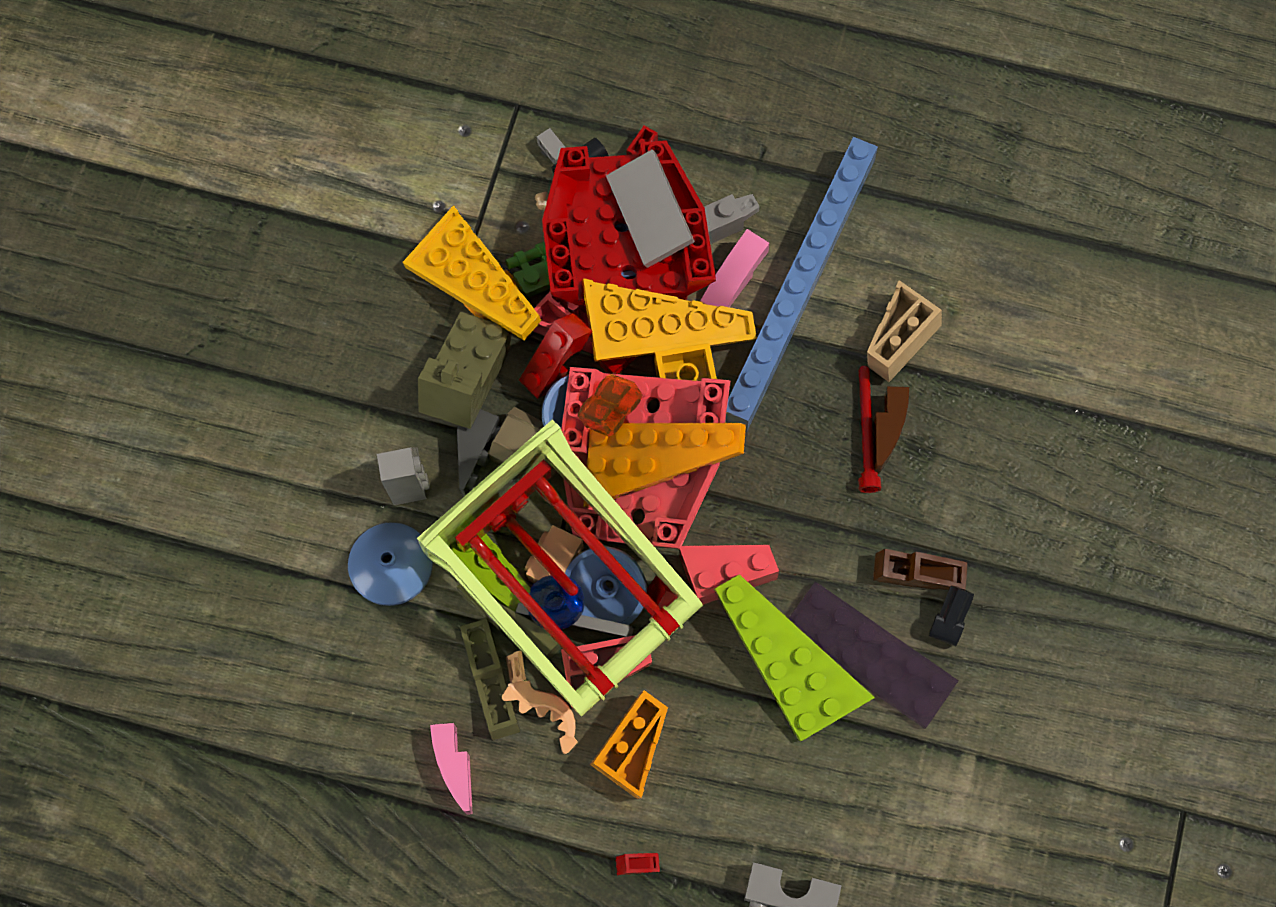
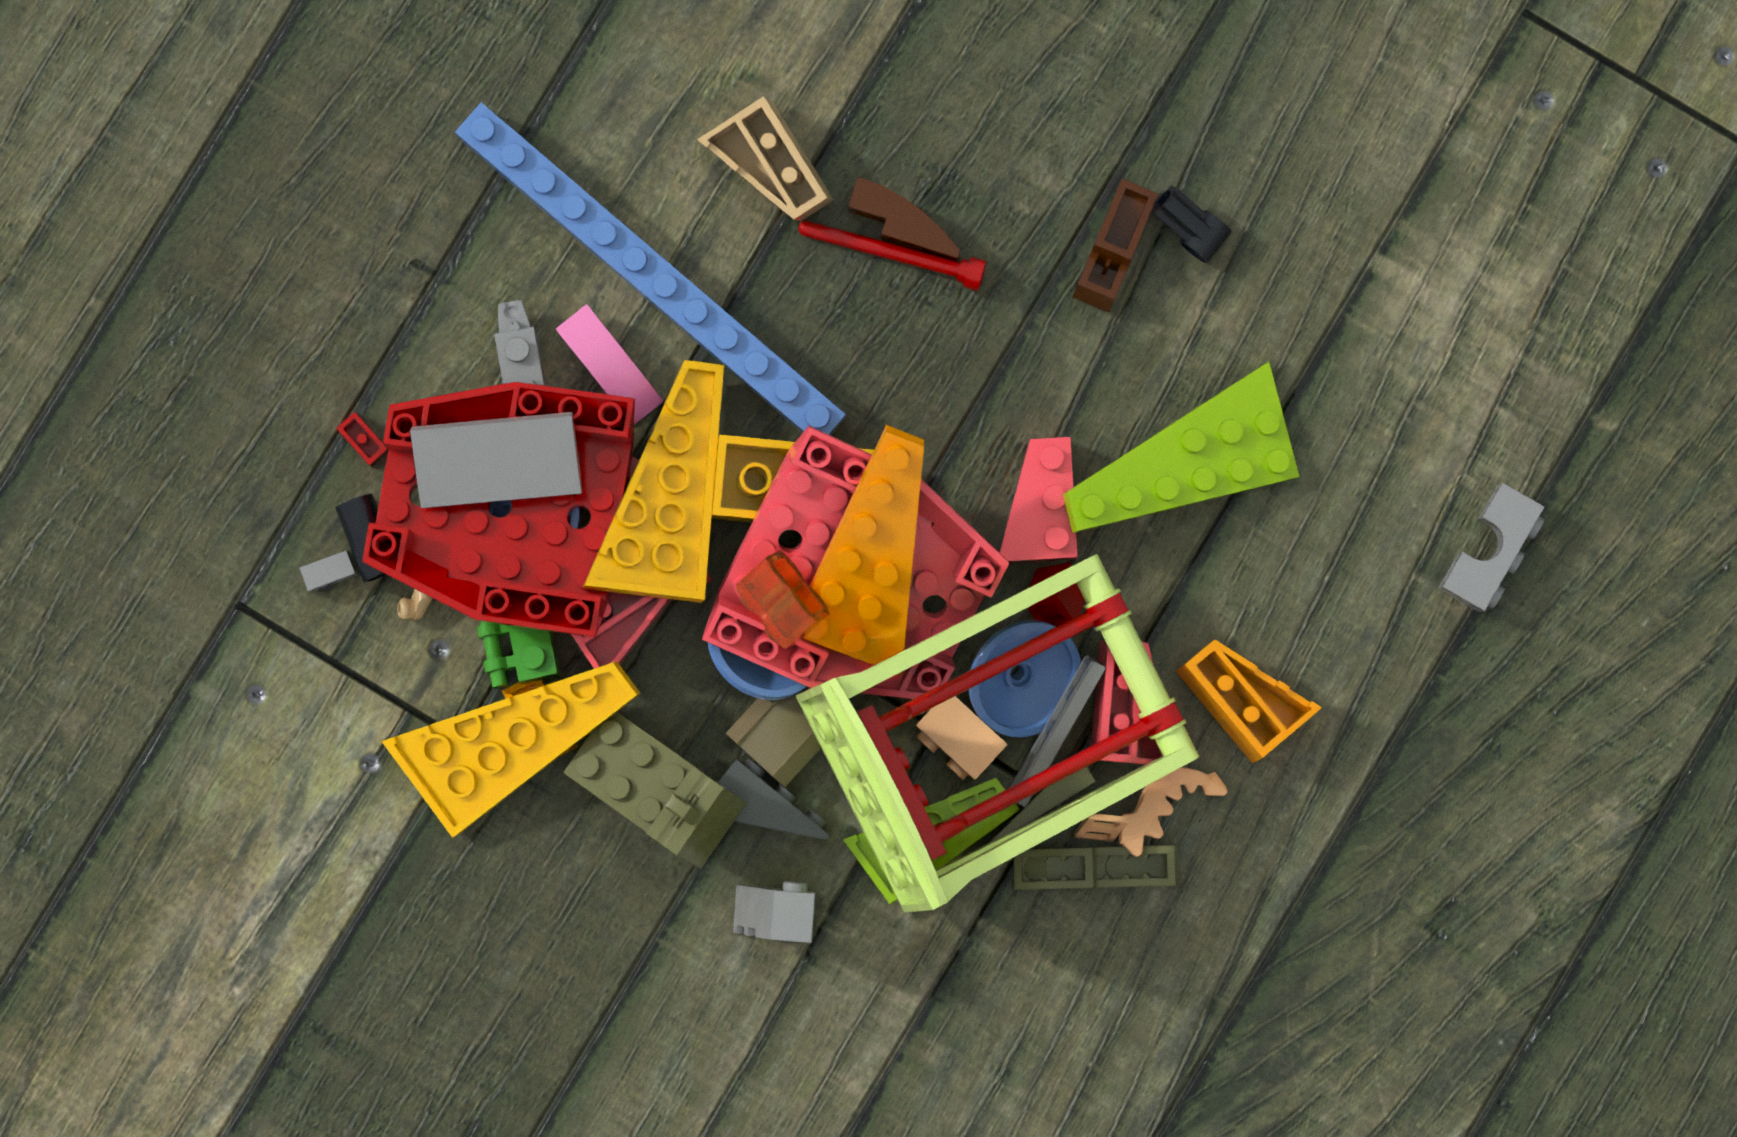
camera: 80 degrees left, 15 degrees up
(391, 581) = (888, 934): medium blue dish -> none
(453, 764) = (1204, 945): bright pink slope -> none
(542, 557) = (971, 747): red piece -> none
(557, 602) = (1028, 745): clear blue tile -> none
(560, 343) = (675, 655): red arch -> none
(637, 863) = (1396, 736): red piece -> none
(873, 655) = (1208, 347): clear purple plate -> none

